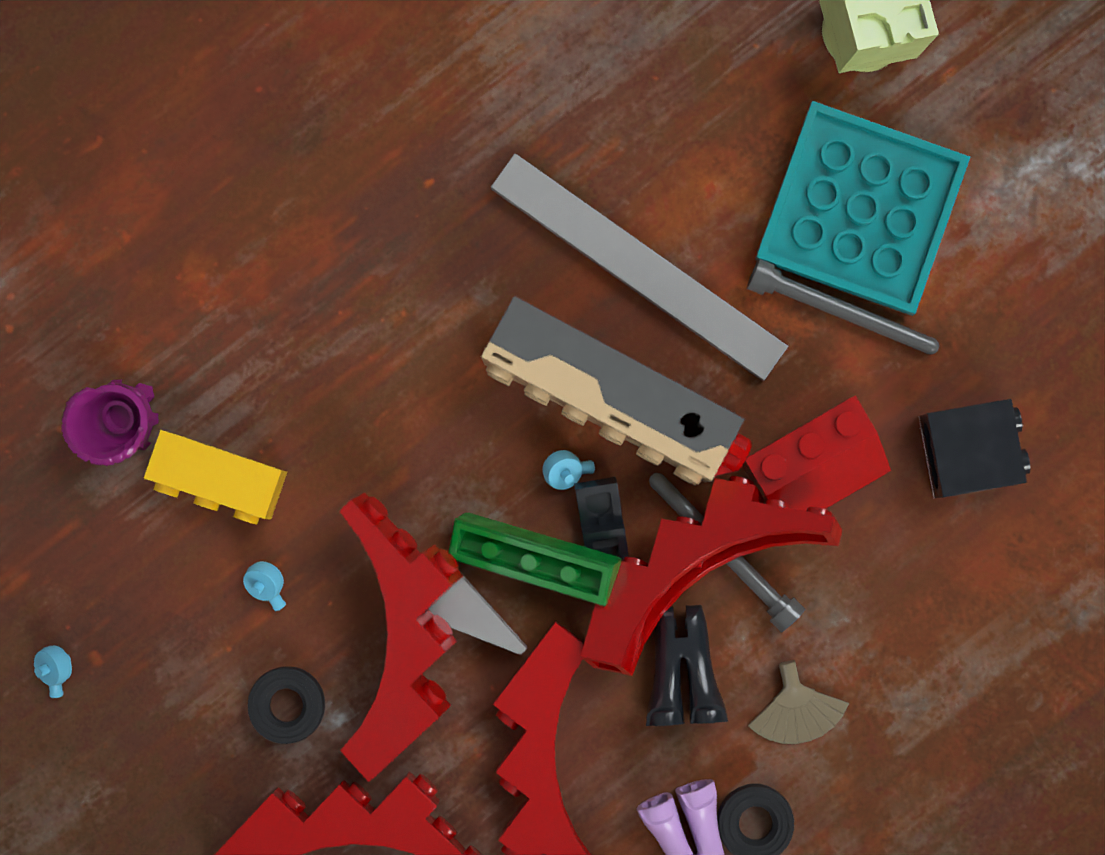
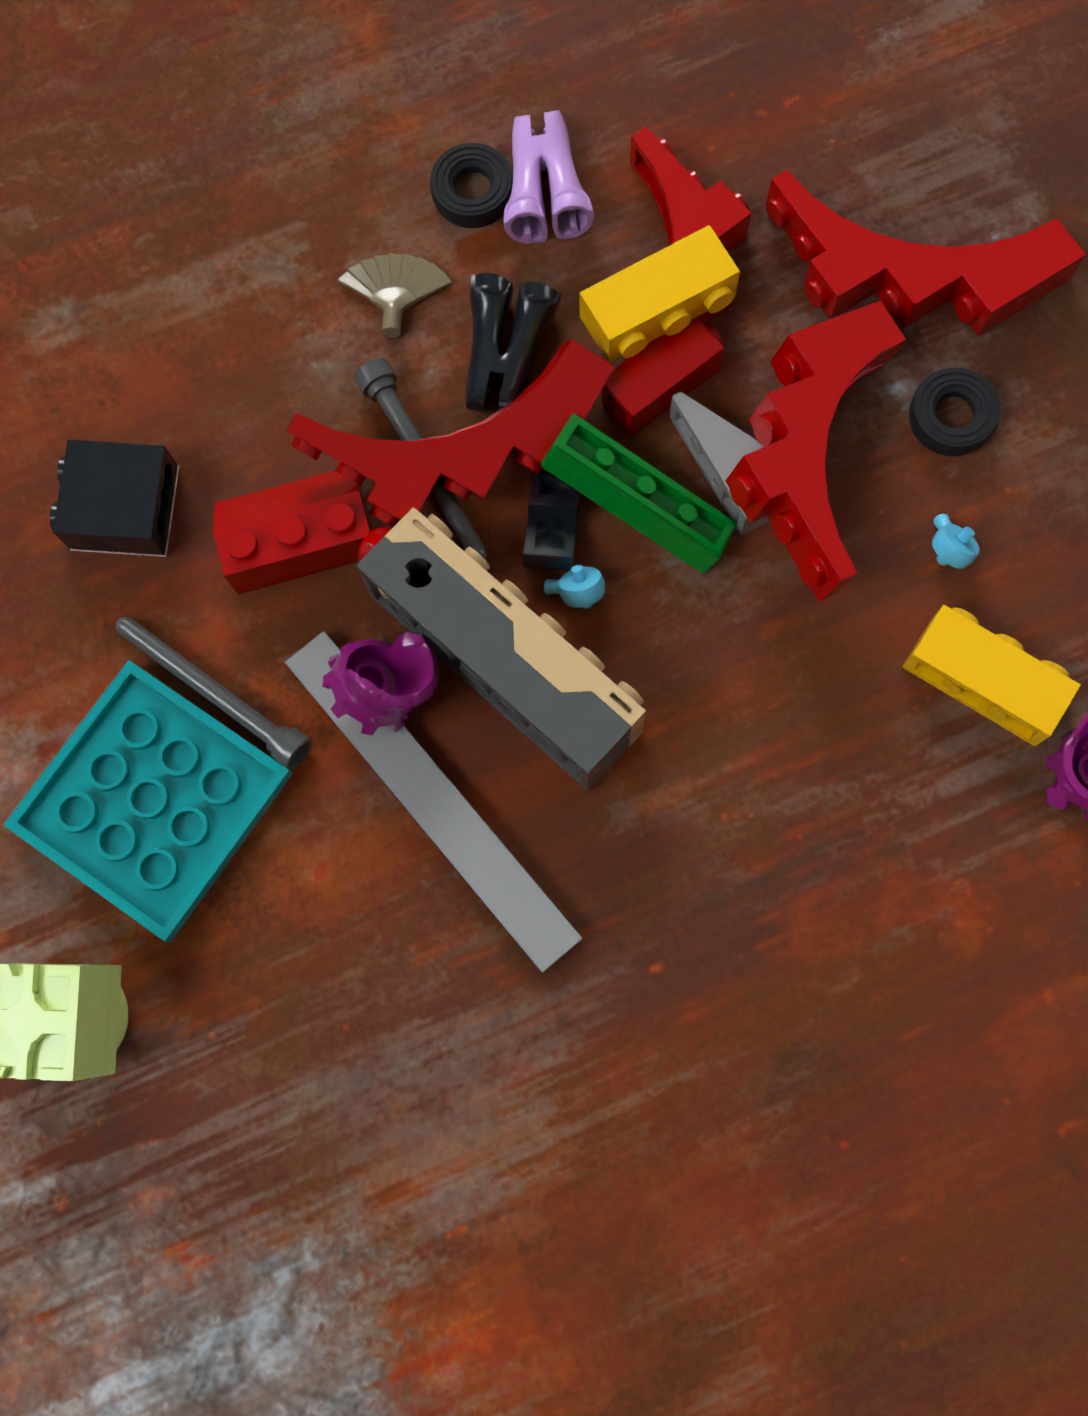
camera: 160 degrees left, 10 degrees down
(556, 730) = (659, 294): none -> yellow brick
(701, 343) = (382, 680): none -> magenta hair

